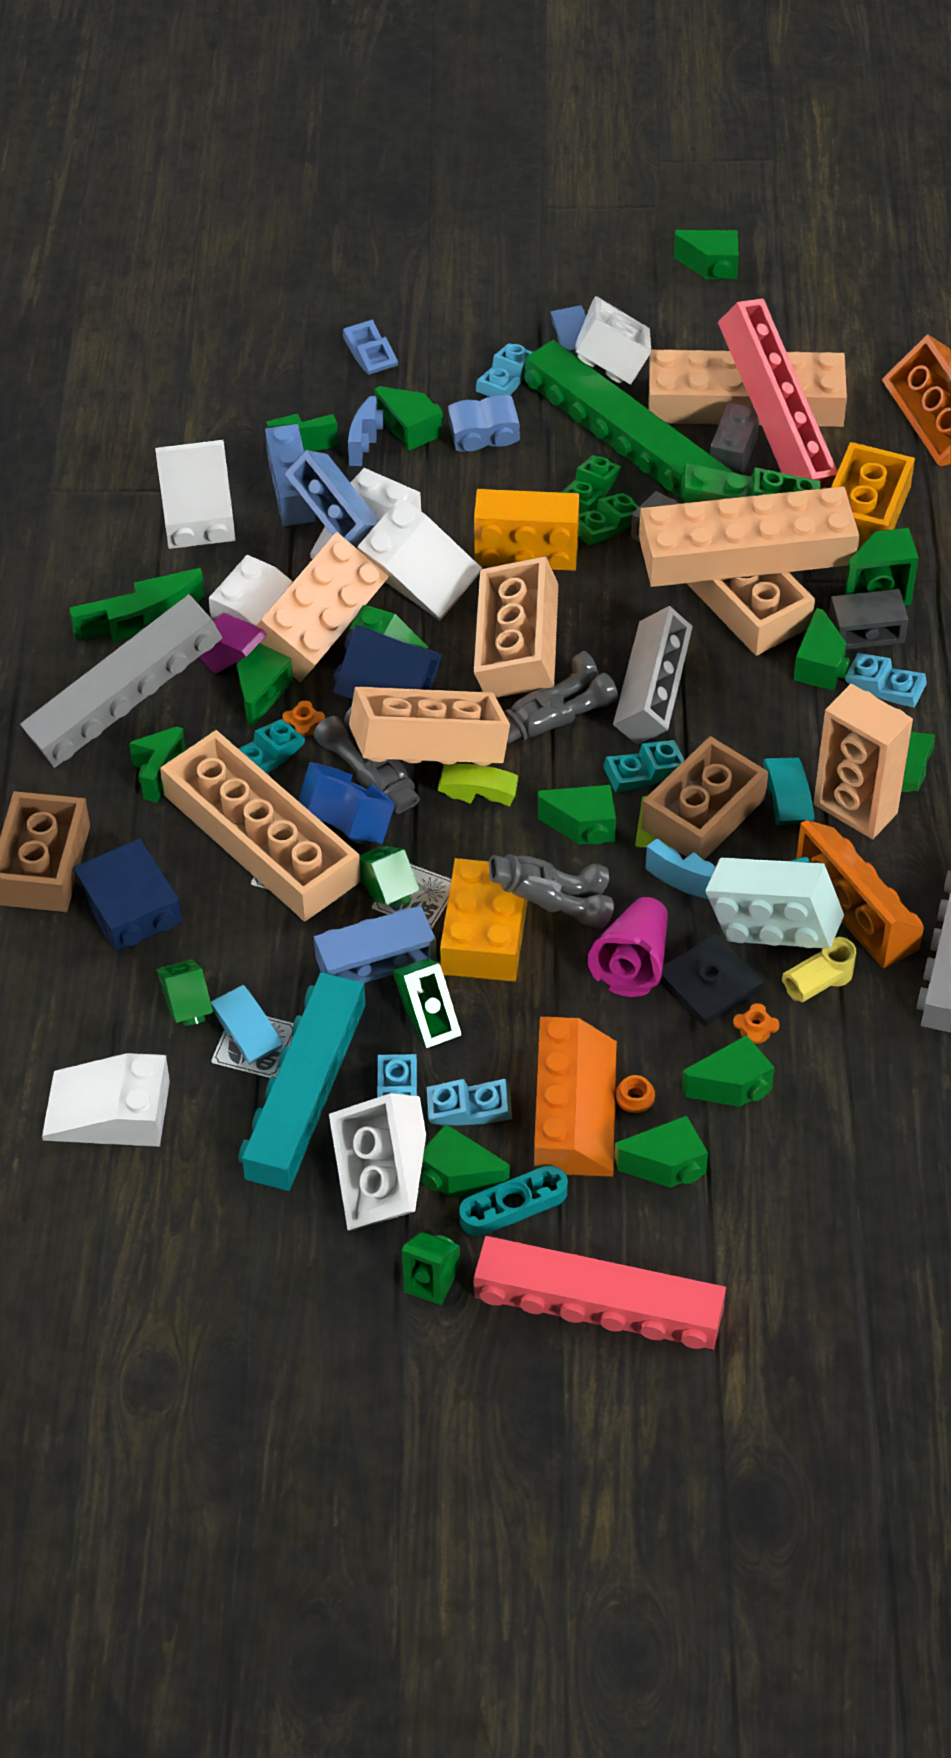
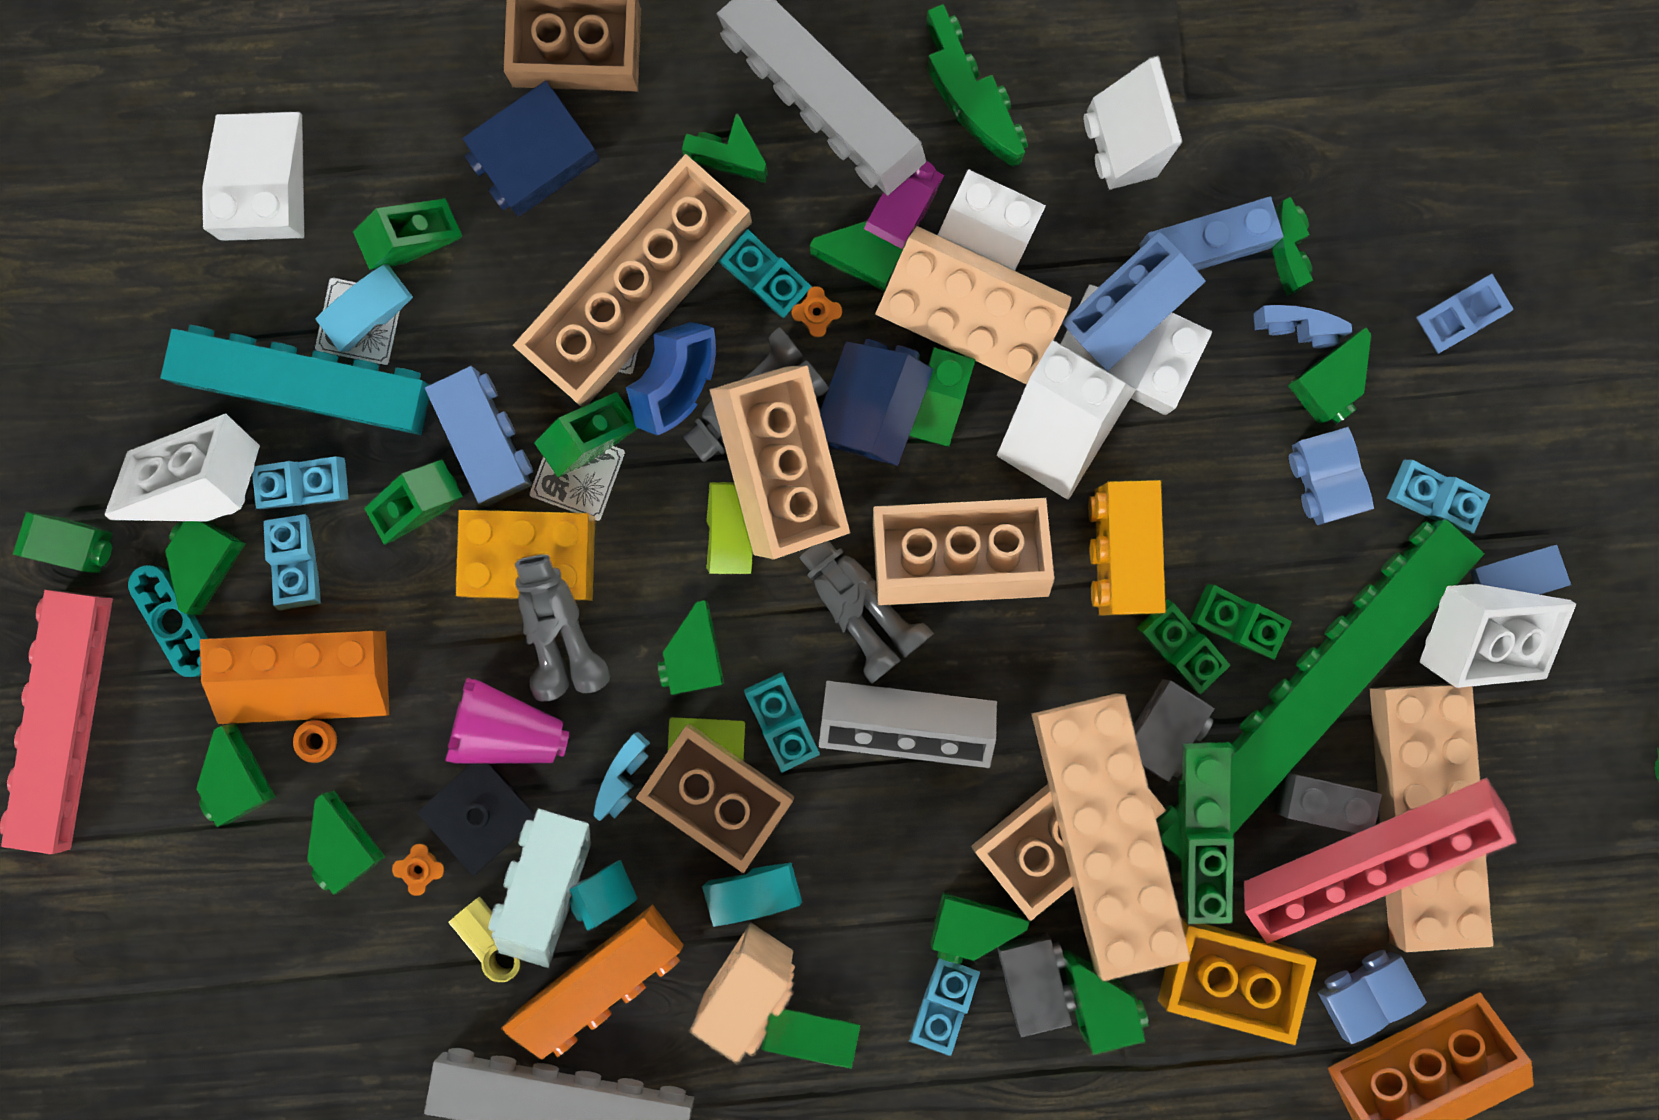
camera: 85 degrees right, 35 degrees up
(882, 427) = (1371, 996): none -> medium blue brick

